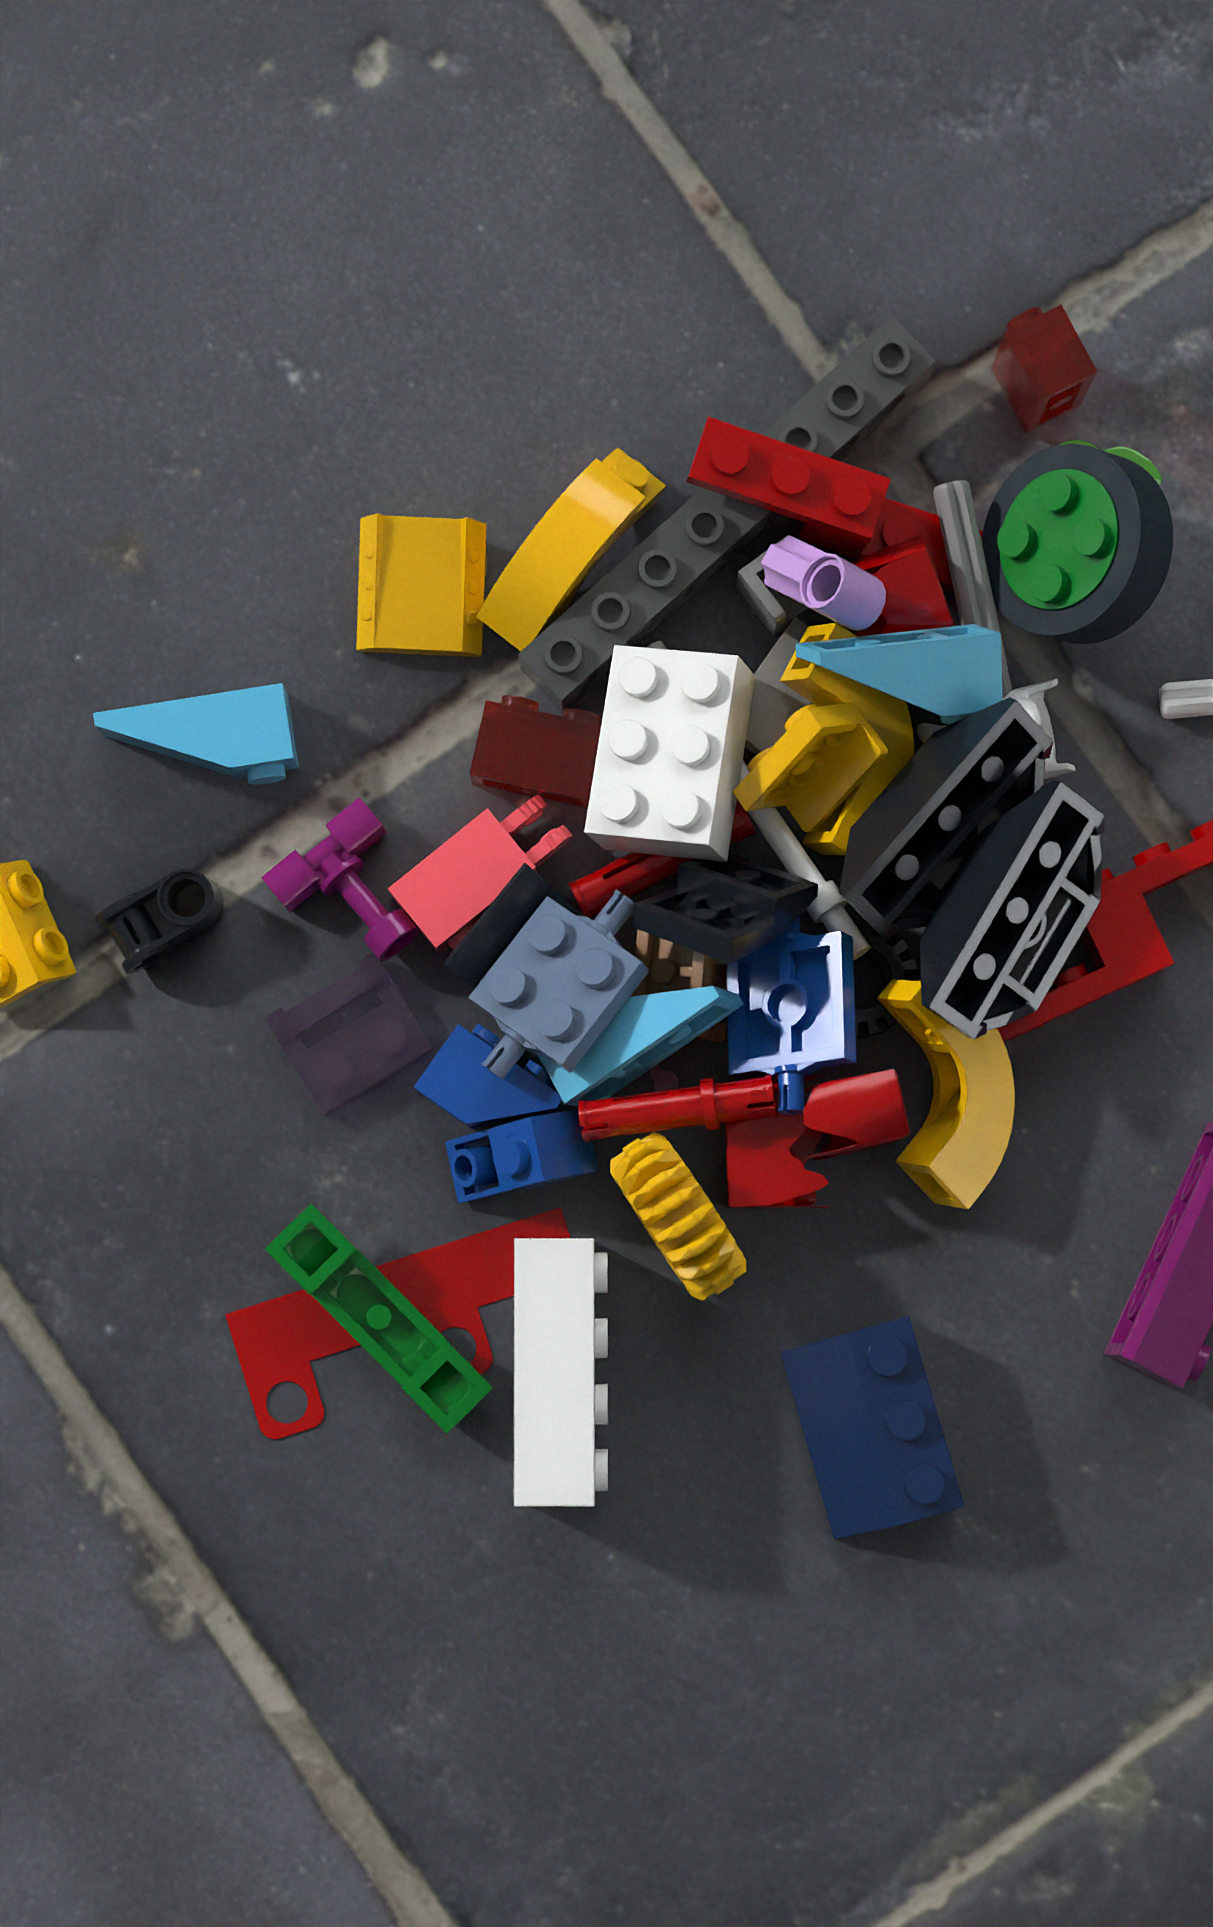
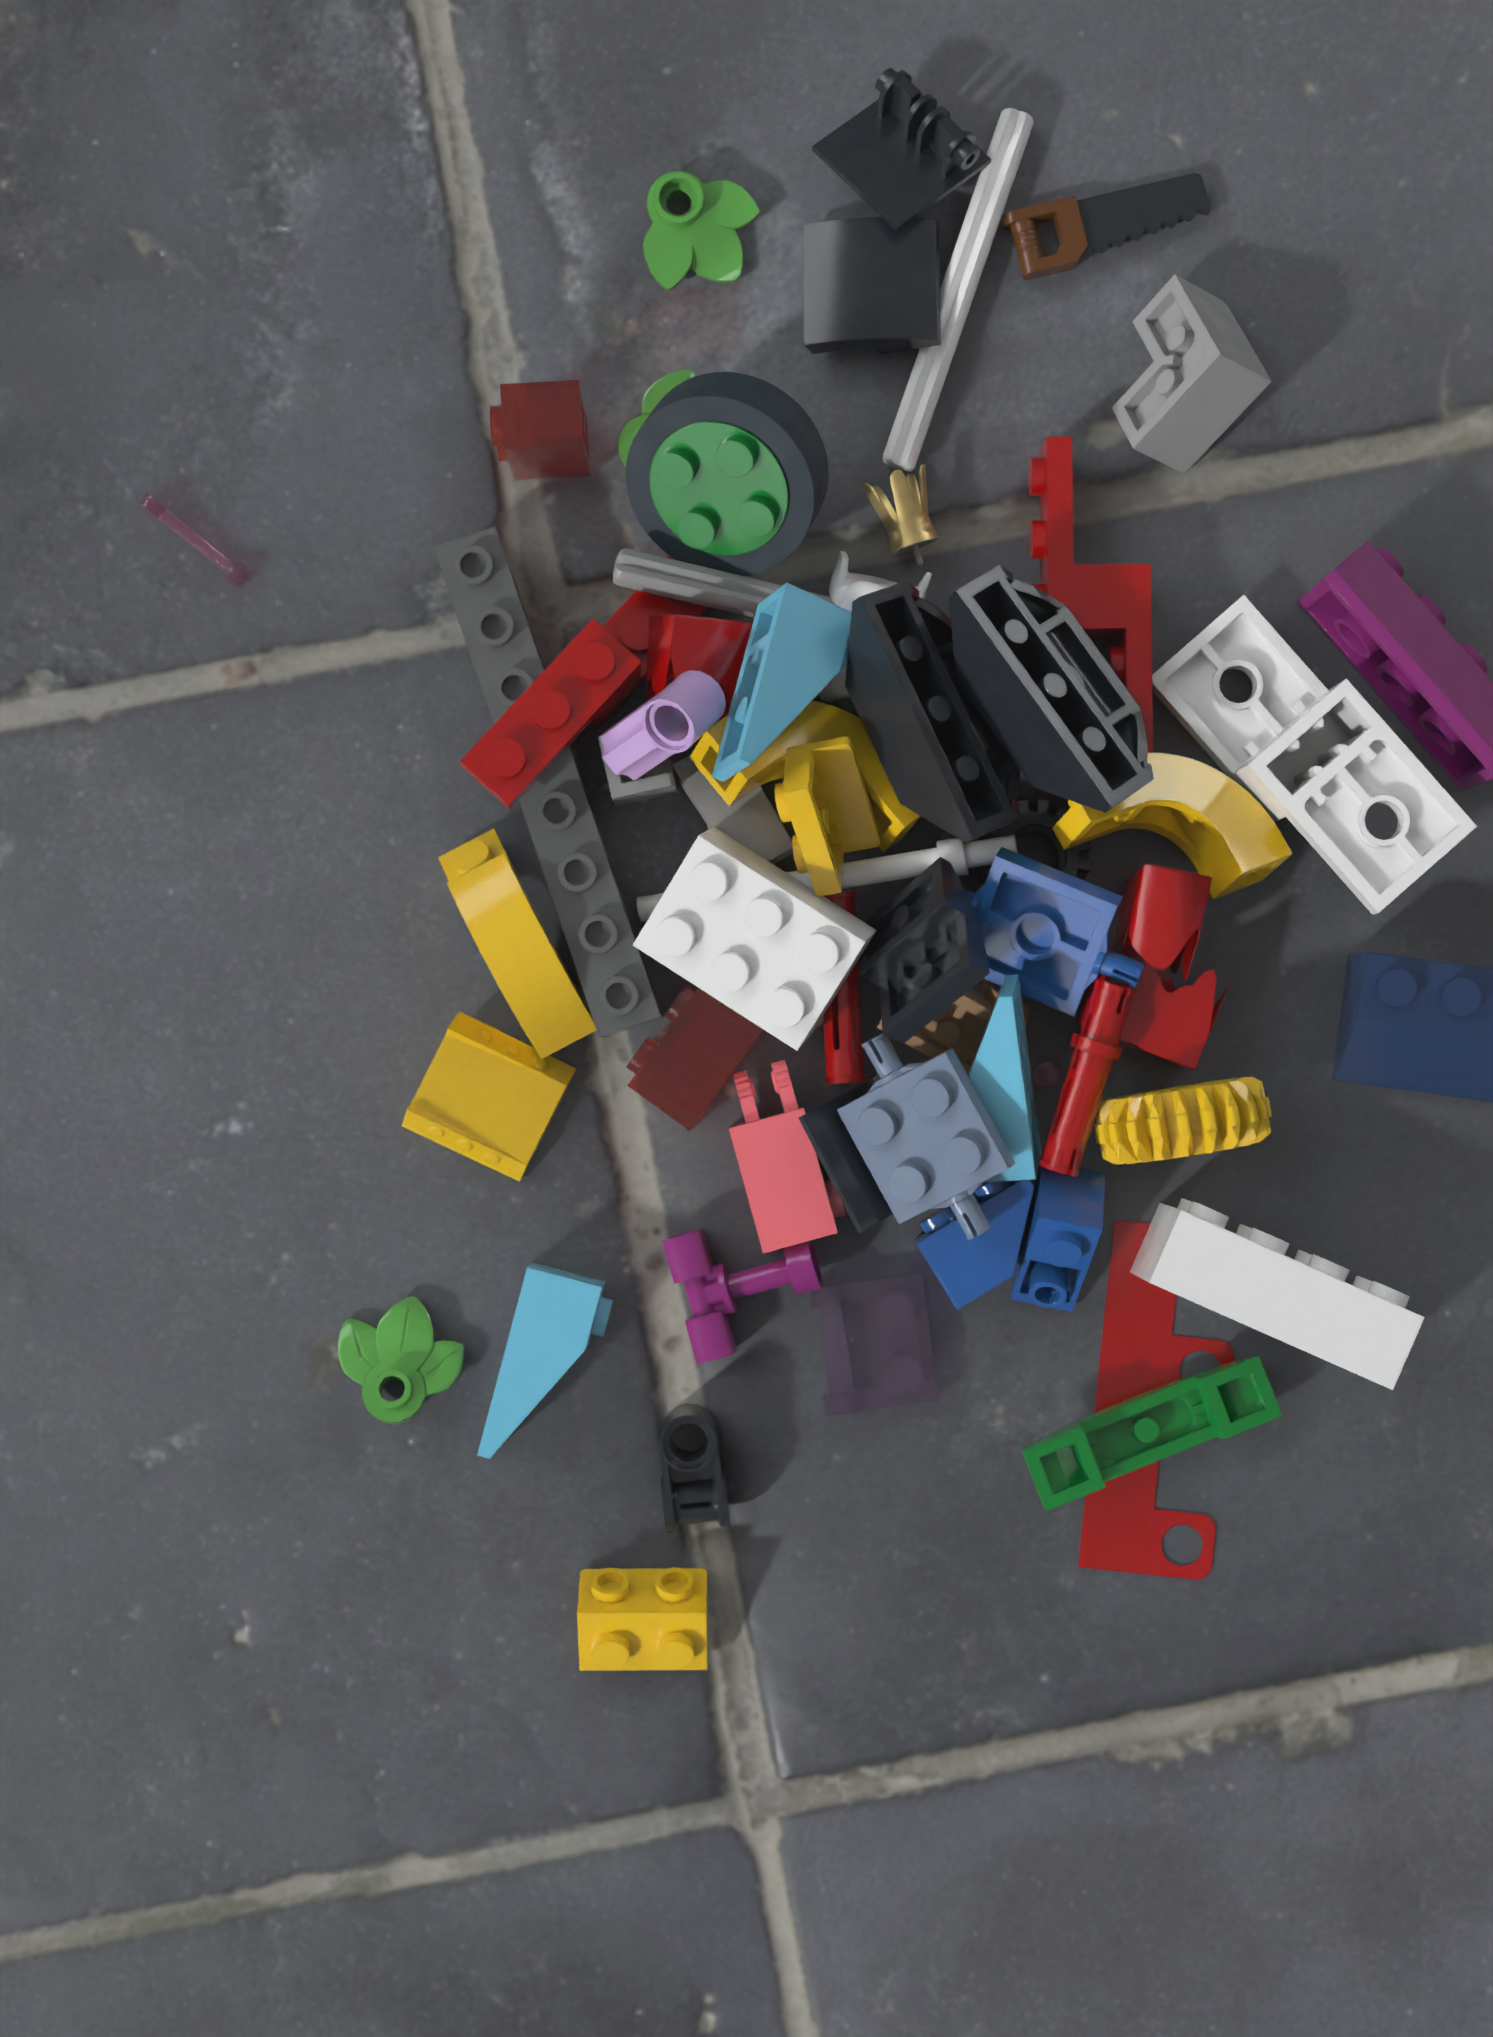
camera: 70 degrees left, 5 degrees up
(157, 612) = (399, 1350): none -> bright green plate
(792, 158) = (234, 572): none -> clear pink hinge
(1067, 1185) = (1311, 755): none -> white bracket
(1119, 724) = (911, 525): none -> pearl gold piece

